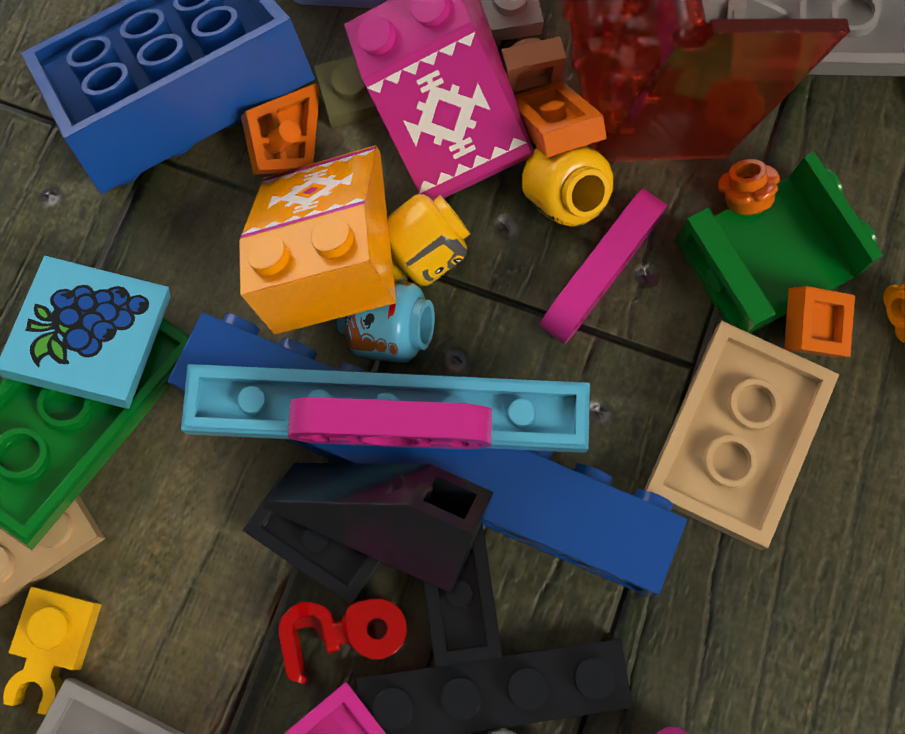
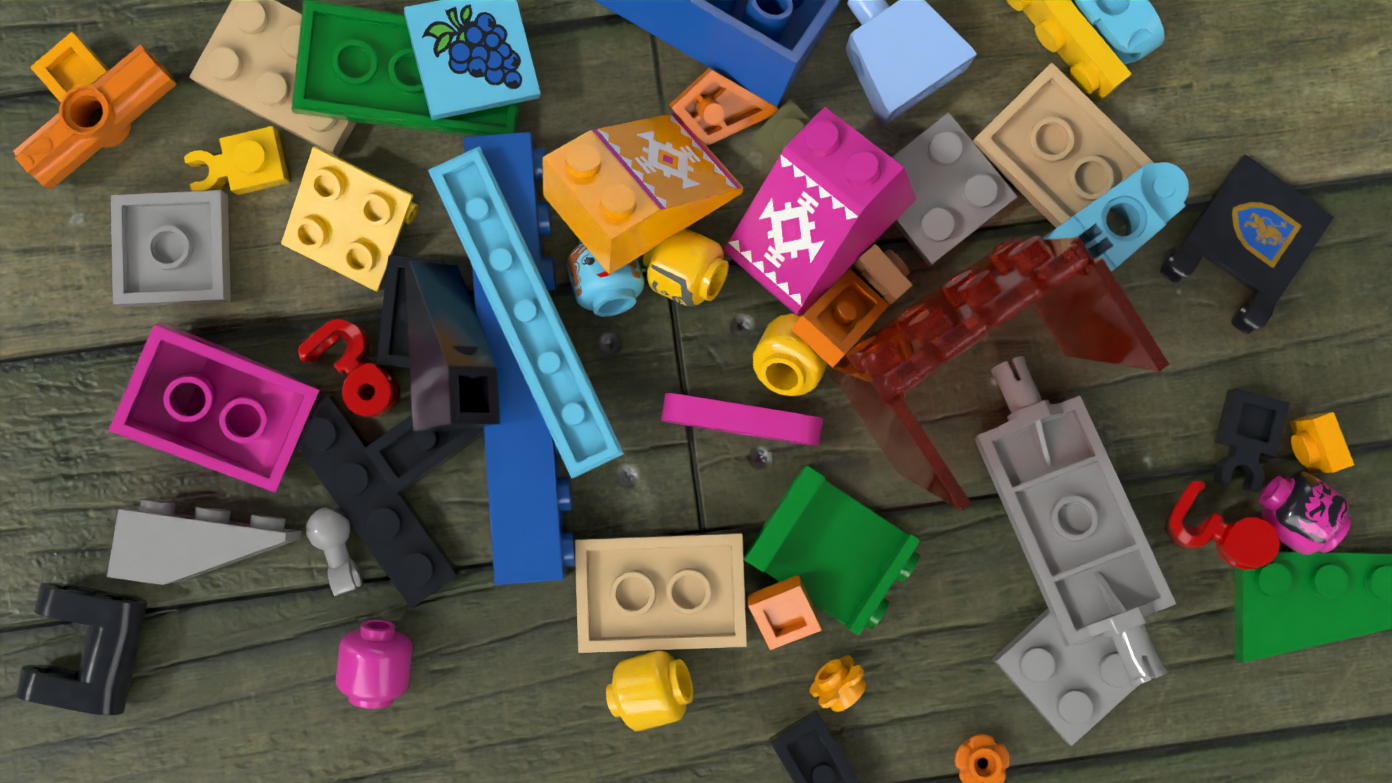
camera: 65 degrees right, 10 degrees up
(177, 556) = (347, 218): none -> yellow hinge
(390, 423) = (505, 321): dark pink beam -> none
(749, 186) = (865, 510): orange plate -> none
(841, 496) = (650, 690): none -> yellow head

